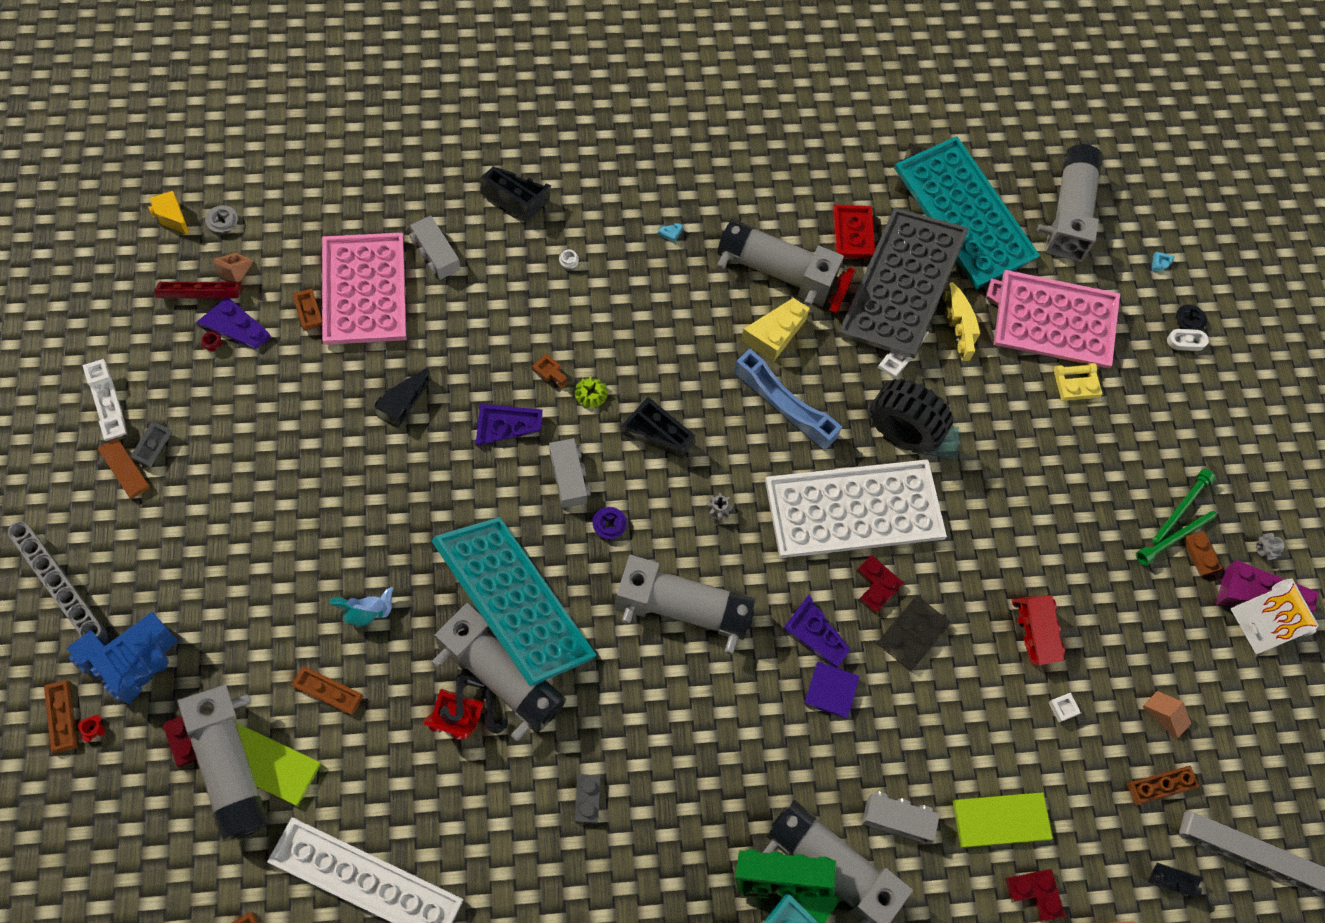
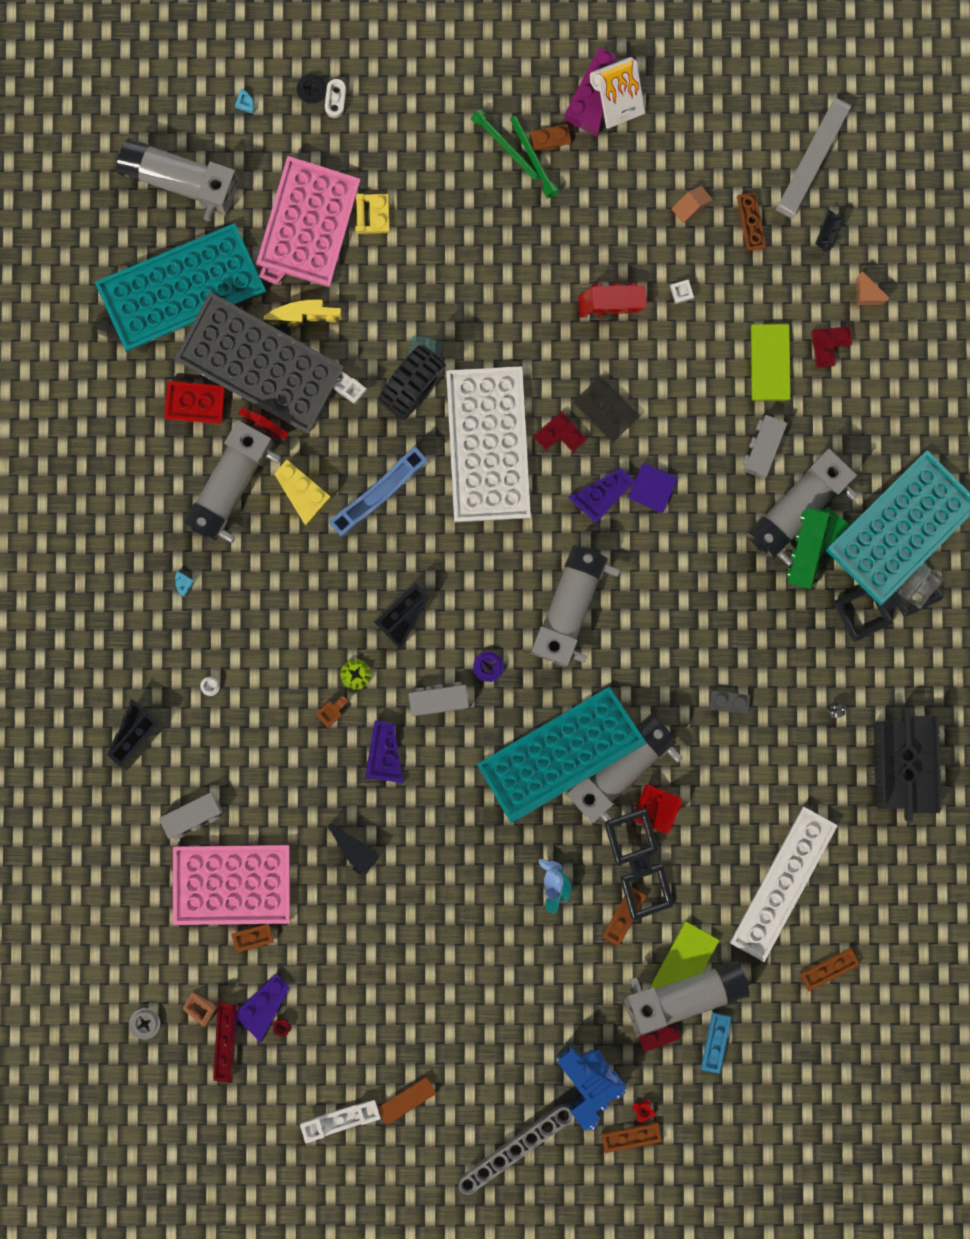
camera: 75 degrees left, 20 degrees up
(151, 444) = (386, 1076): dark grey plate -> none
(168, 212) = (135, 1075): yellow slope -> none
(169, 810) = (715, 1042): none -> dark azure tile
(388, 699) = (639, 863): none -> black bar
(489, 717) = (654, 804): black piece -> none
(713, 506) = (476, 562): light grey gear -> none
(1269, 546) = (550, 76): light grey gear -> none

